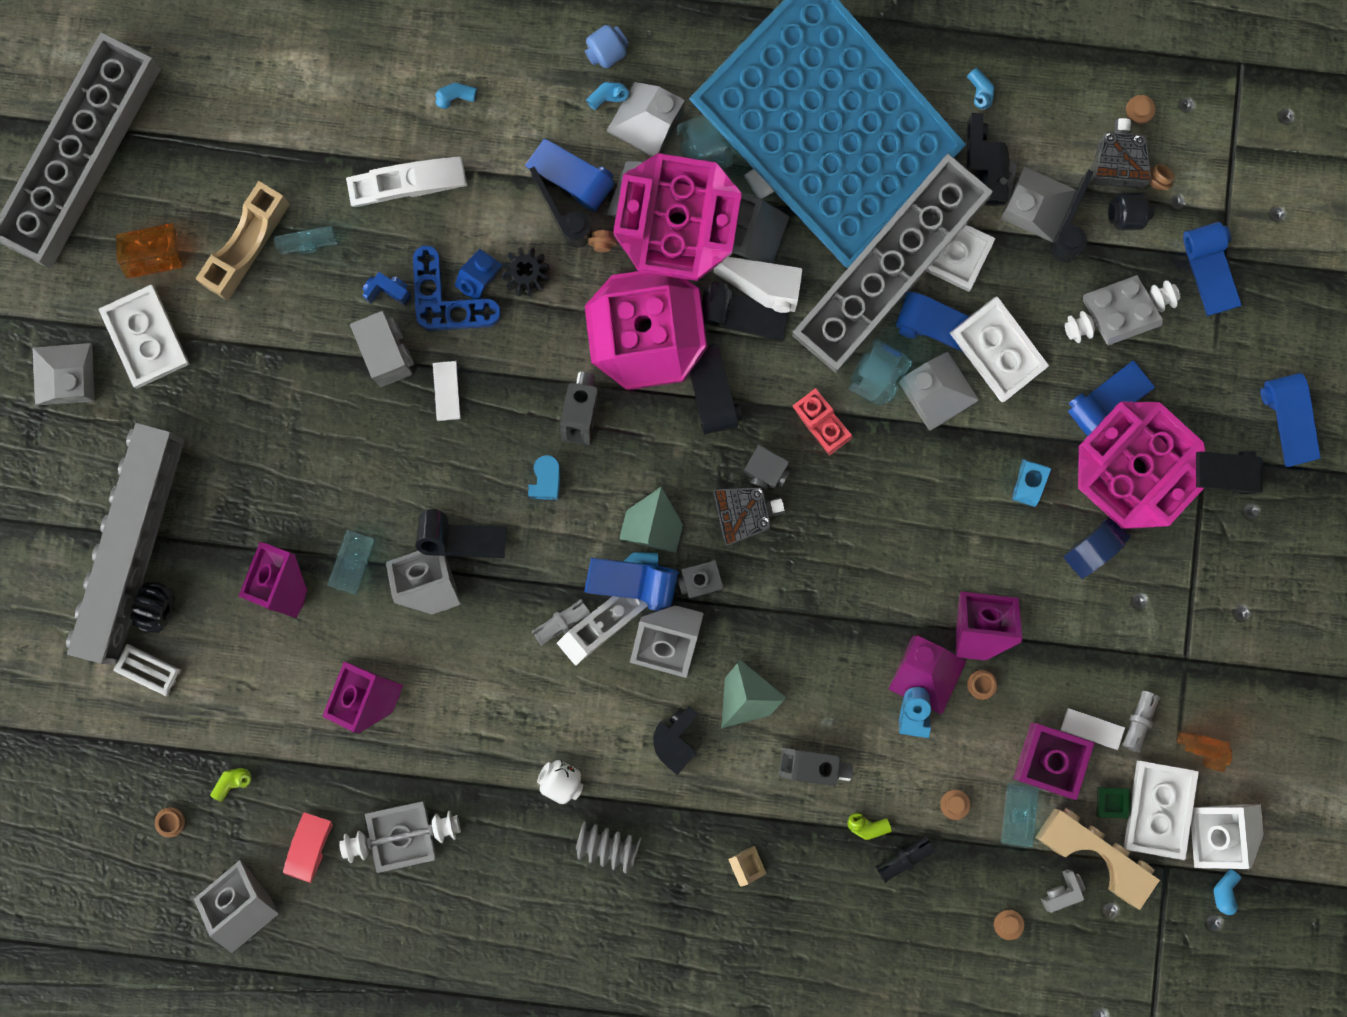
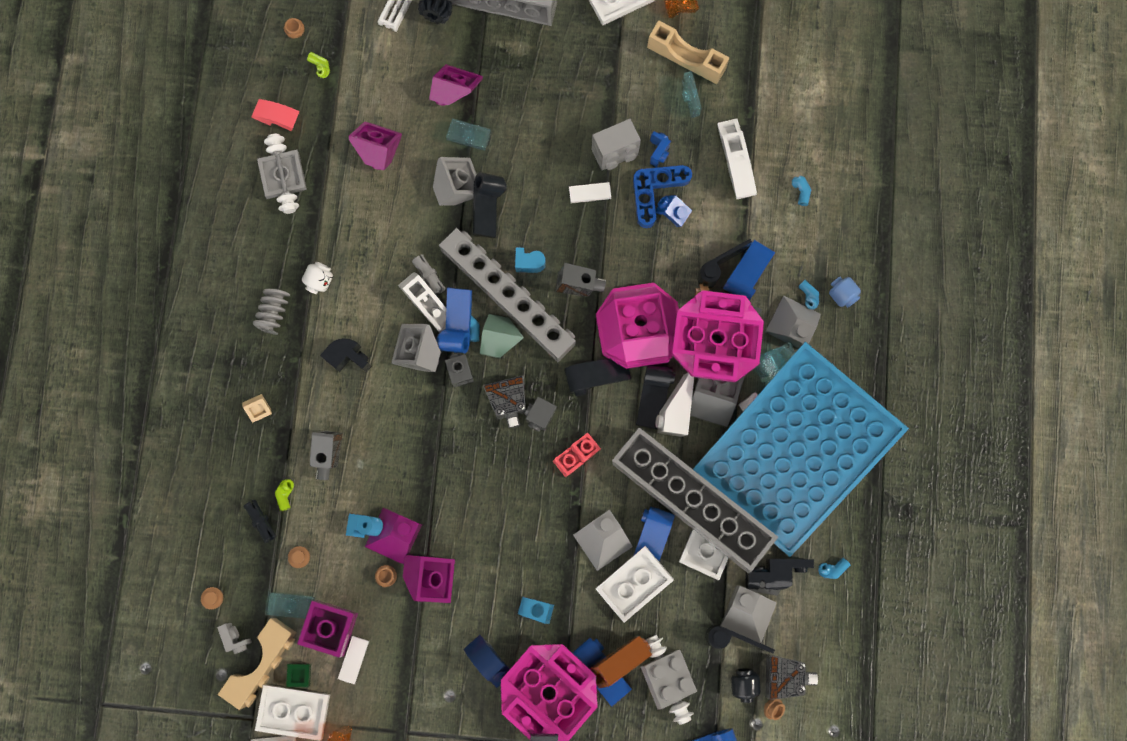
camera: 90 degrees right, 5 degrees down
(235, 907) = (236, 70): light grey slope -> none
(528, 262) = (682, 236): black gear -> none
(611, 506) = (459, 240): none -> light grey brick
(747, 696) = (376, 405): sand green slope -> none
(878, 372) = (612, 492): clear light blue brick -> none
(1102, 369) = (621, 662): none -> dark orange slope
(1140, 109) = (826, 693): medium nougat plate -> none
(1141, 721) = (358, 696): light grey pin -> none

